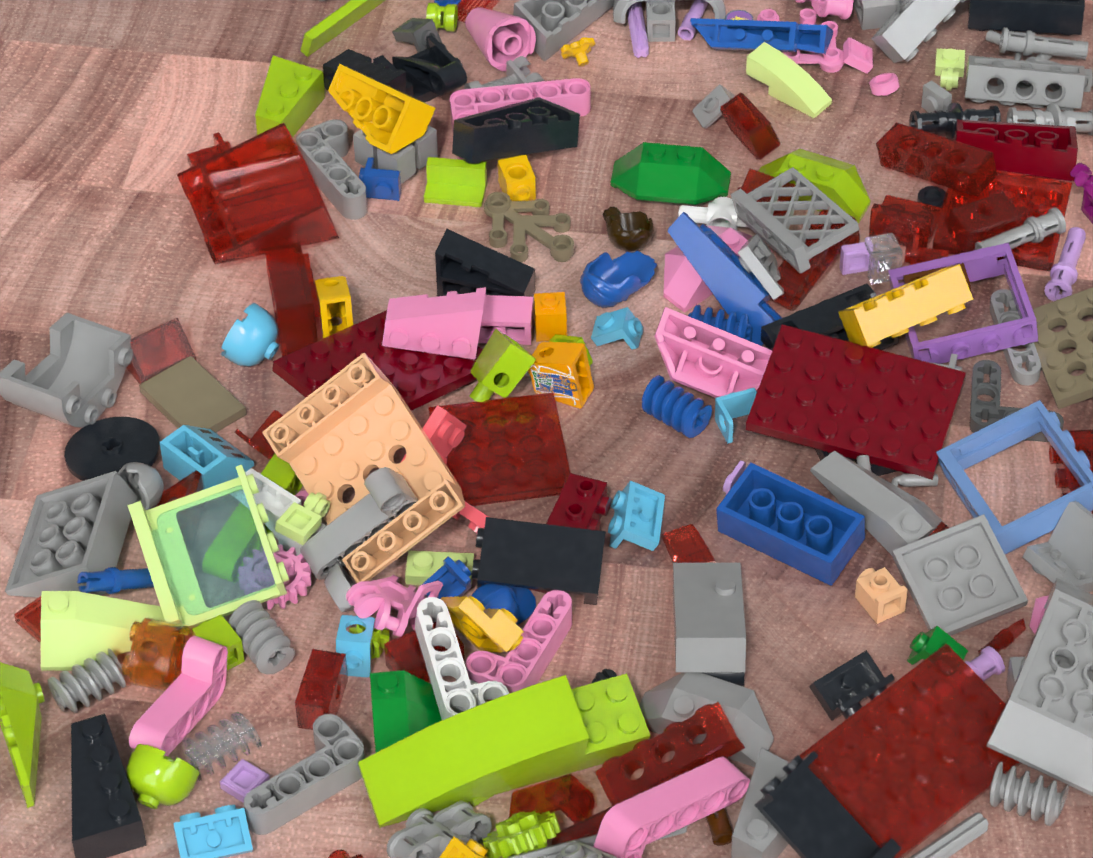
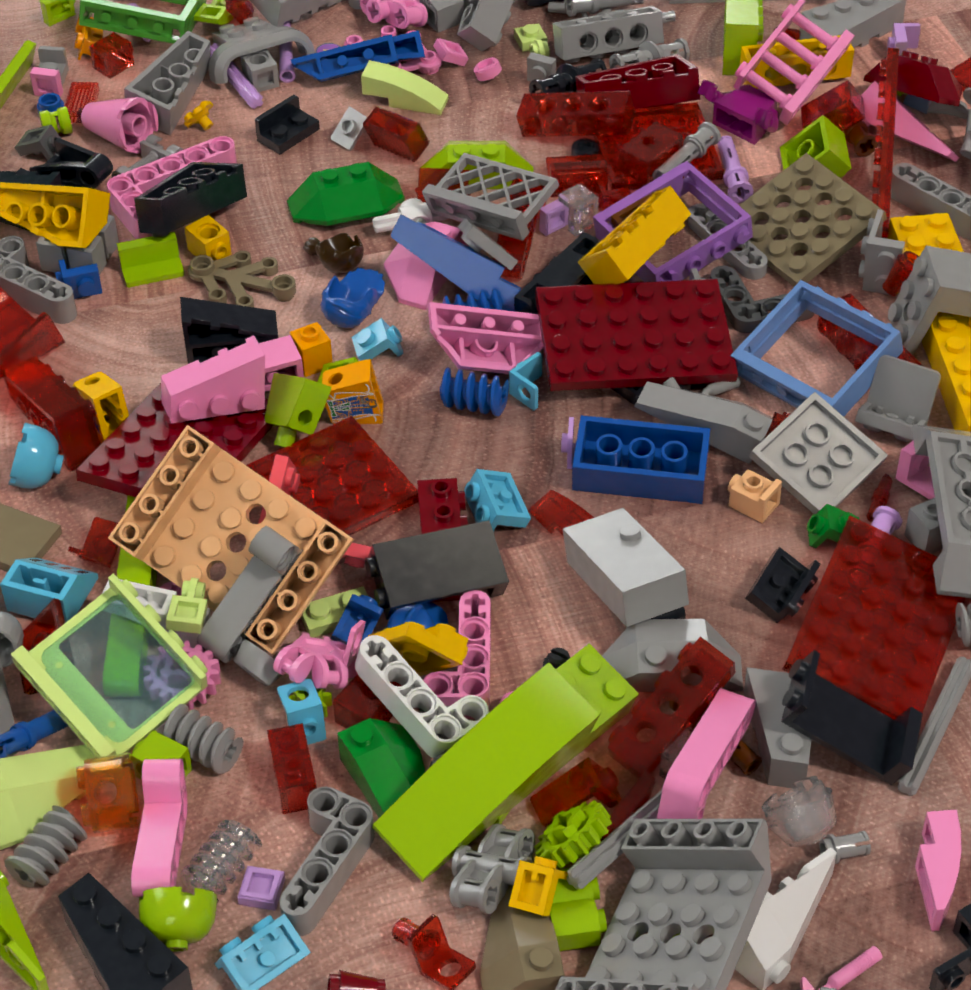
camera: 25 degrees left, 0 degrees up
(653, 84) = (285, 125): none -> black bracket

